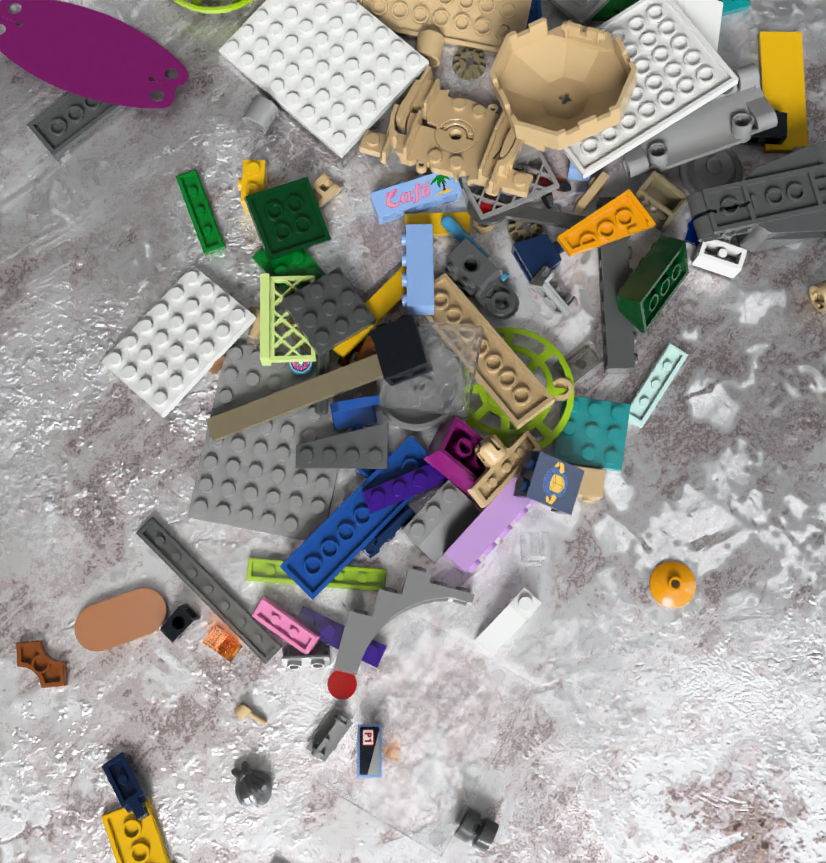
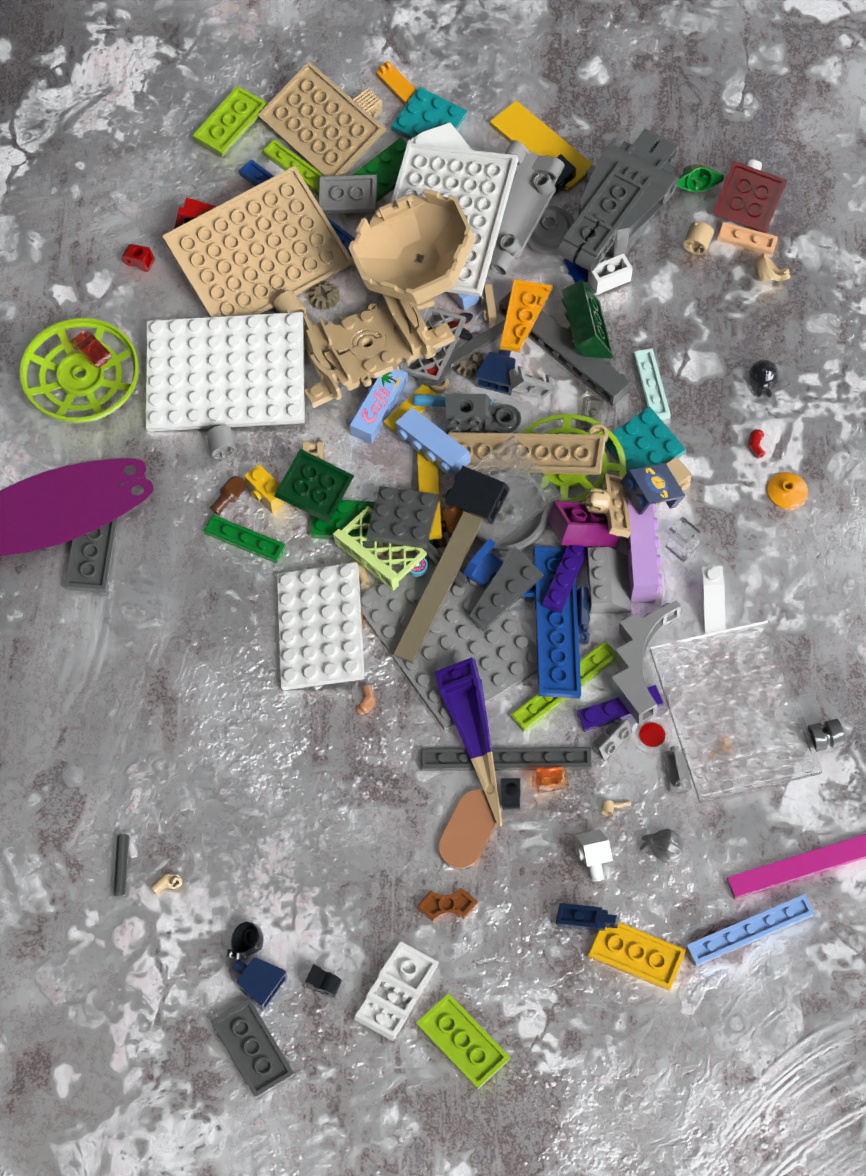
camera: 40 degrees left, 15 degrees down
(152, 438) = (368, 701): none -> nougat arm
(186, 738) = (593, 849): none -> white brick
(216, 515) = (465, 700): none -> dark purple plate
(224, 163) = (229, 493): none -> reddish brown arm
(286, 625) = (580, 730): bright pink tile -> none
(369, 751) = (713, 747): slope -> none
(662, 196) = (540, 268): dark tan piece -> none
(687, 517) = (754, 443): none -> red arm
(756, 467) = (763, 376): none -> black piece

